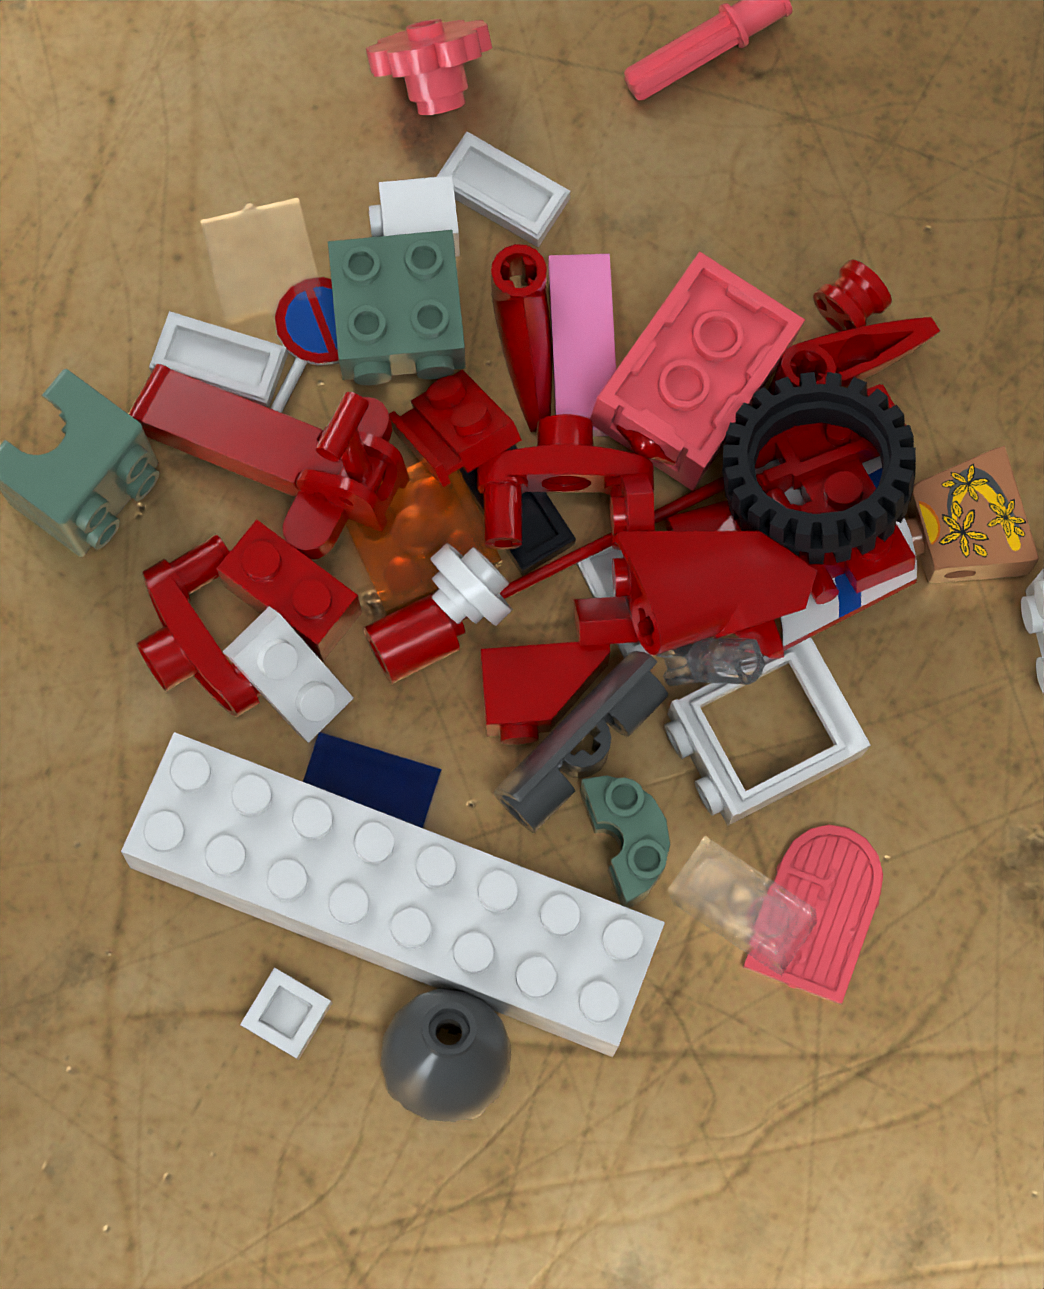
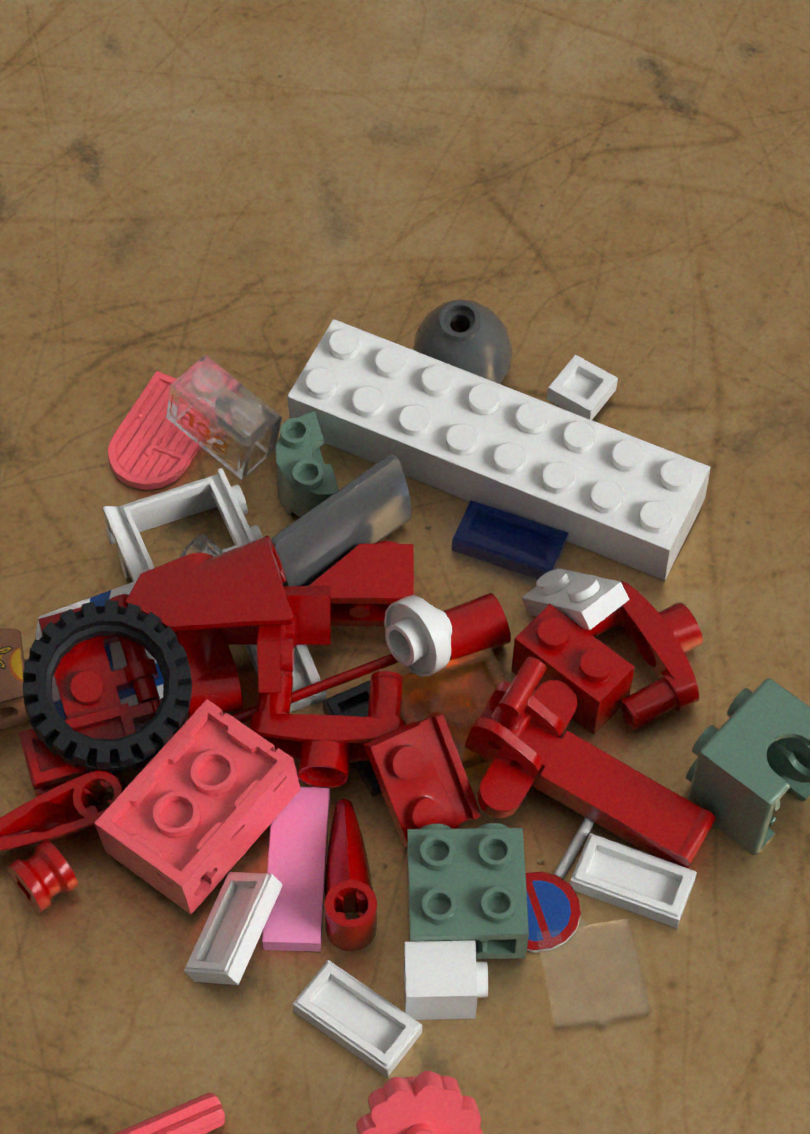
camera: 175 degrees left, 20 degrees down
(641, 261) = (233, 928): none -> white tile

